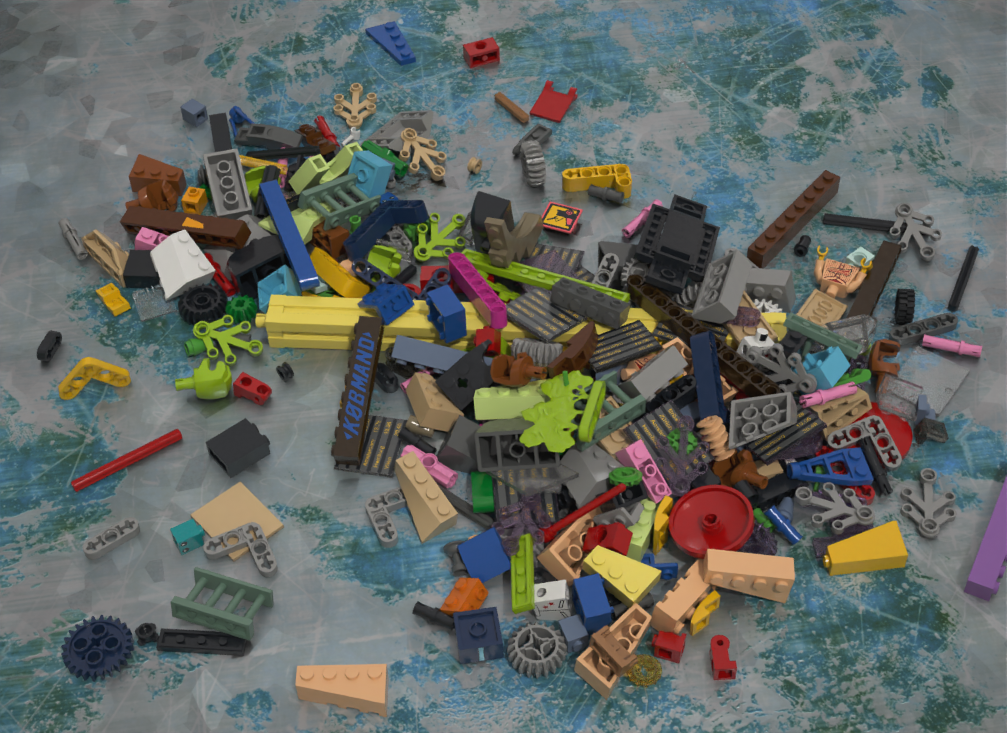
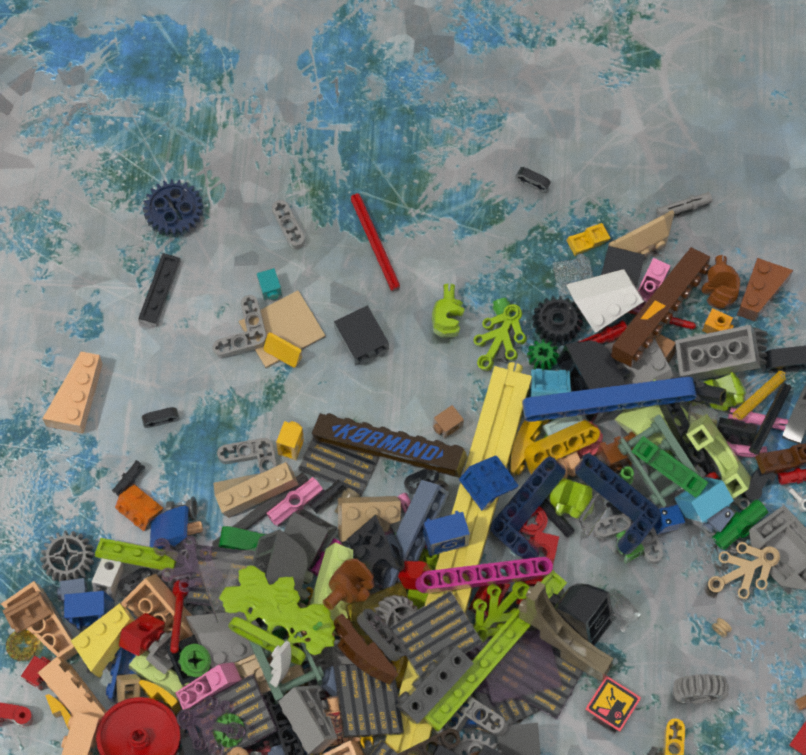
camera: 100 degrees right, 20 degrees up
(117, 376) = (475, 221): yellow beam -> none
(146, 628) = (174, 243): black plate -> none
(219, 619) = (168, 304): sand green fence -> none
(251, 389) = (431, 354): red leg -> none
(264, 506) = (282, 350): none -> yellow slope
(285, 371) = (449, 387): black bush -> none
(321, 365) = (447, 422): none -> medium nougat brick
(349, 185) = (669, 467): none -> green slope
(358, 602) = (160, 417): none -> black beam
(366, 475) = (290, 440): none -> yellow brick
(438, 239) = (604, 564): lime plant -> none
(478, 635) = (91, 508): dark blue container -> none
(538, 133) = (755, 703): dark grey hinge -> none
(557, 340) = (367, 620): none -> dark grey beam
(614, 389) = (280, 663): none -> white slope
(664, 553) = (122, 686): none -> tan slope

